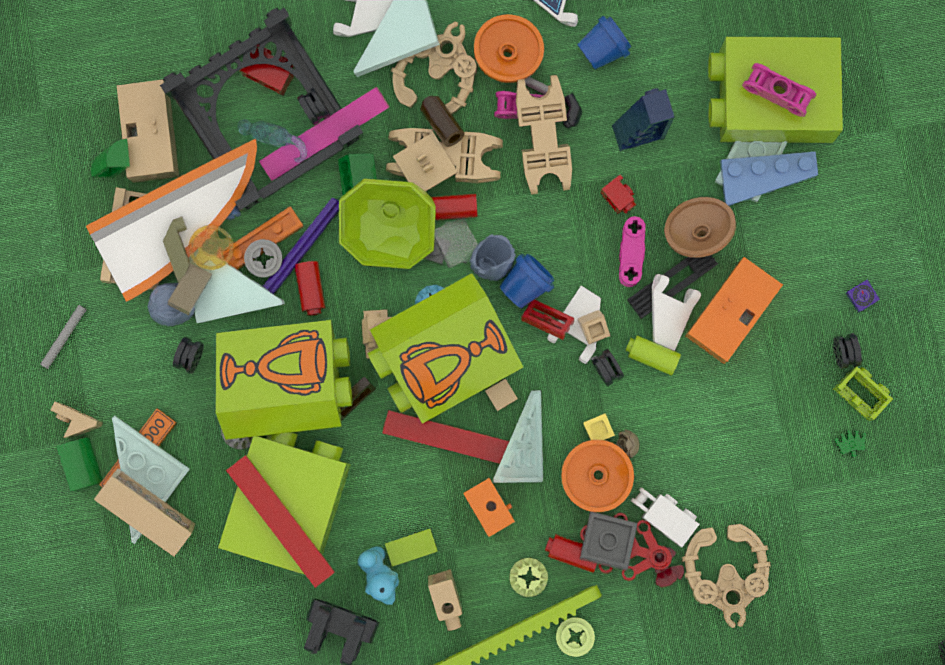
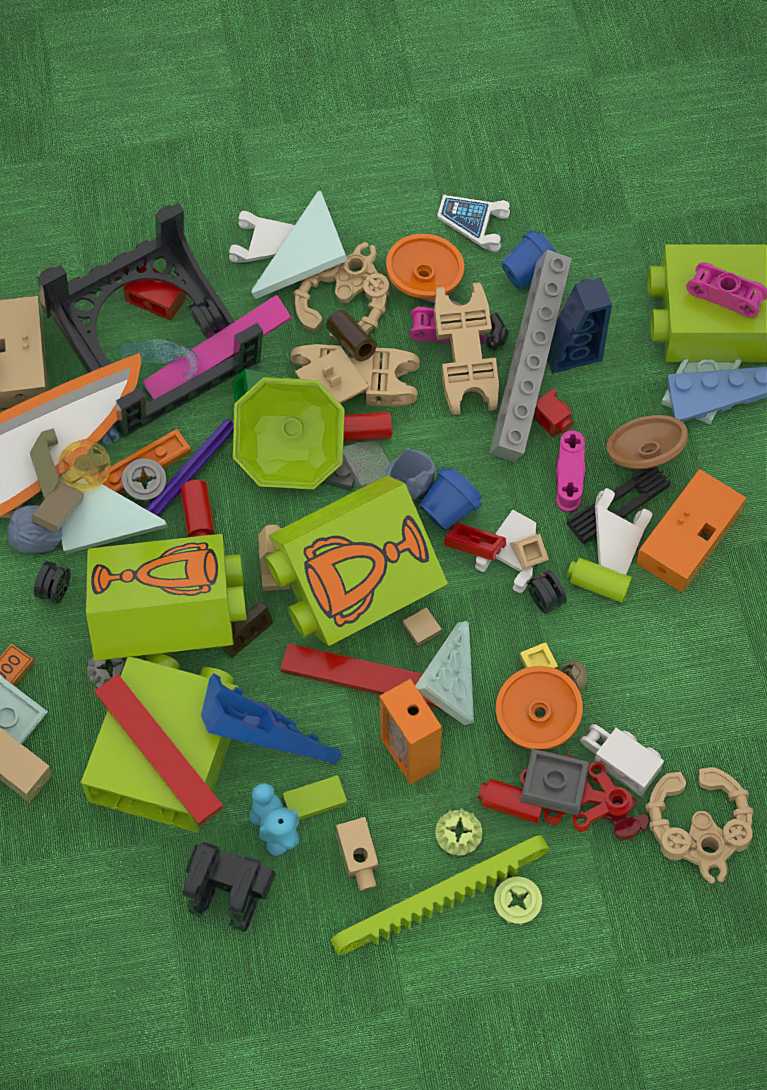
camera: 10 degrees left, 20 degrees down
(349, 494) = (242, 719): none -> blue wedge
(601, 143) = (530, 356): none -> light grey brick

